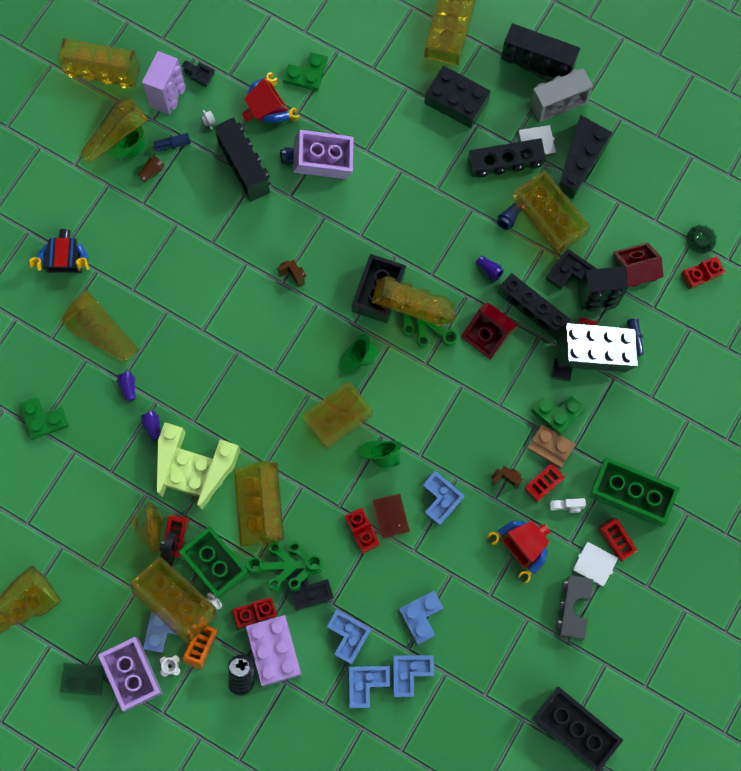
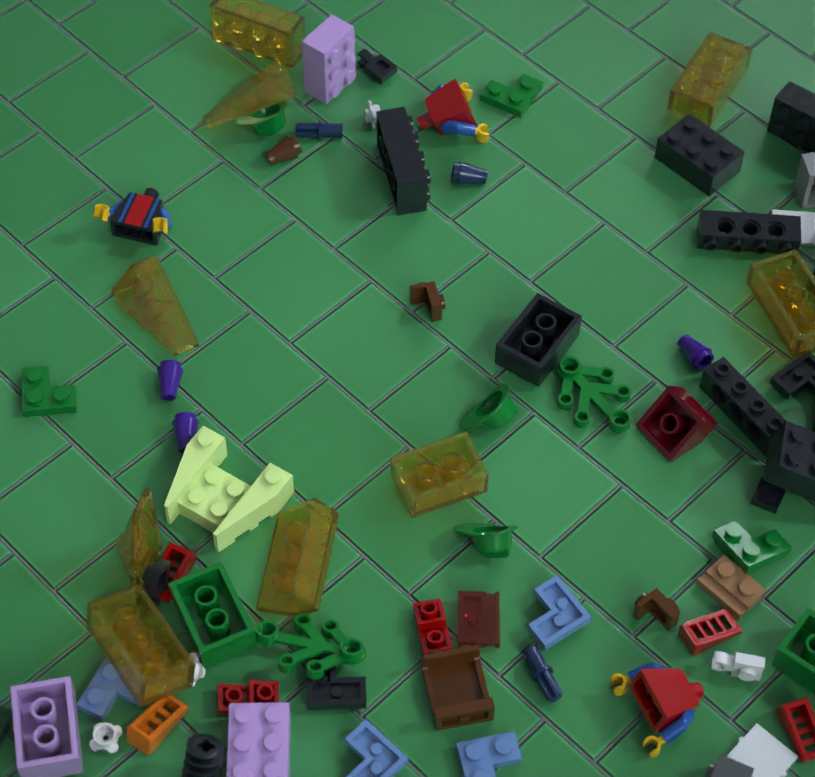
camera: 15 degrees right, 20 degrees down
(323, 154) = (507, 175): lavender brick -> none
(389, 569) = (456, 687): none -> reddish brown panel
(414, 302) = (580, 358): clear yellow slope -> none
(442, 544) = (542, 674): none -> dark blue axle
(508, 217) = (734, 300): dark blue cone -> none

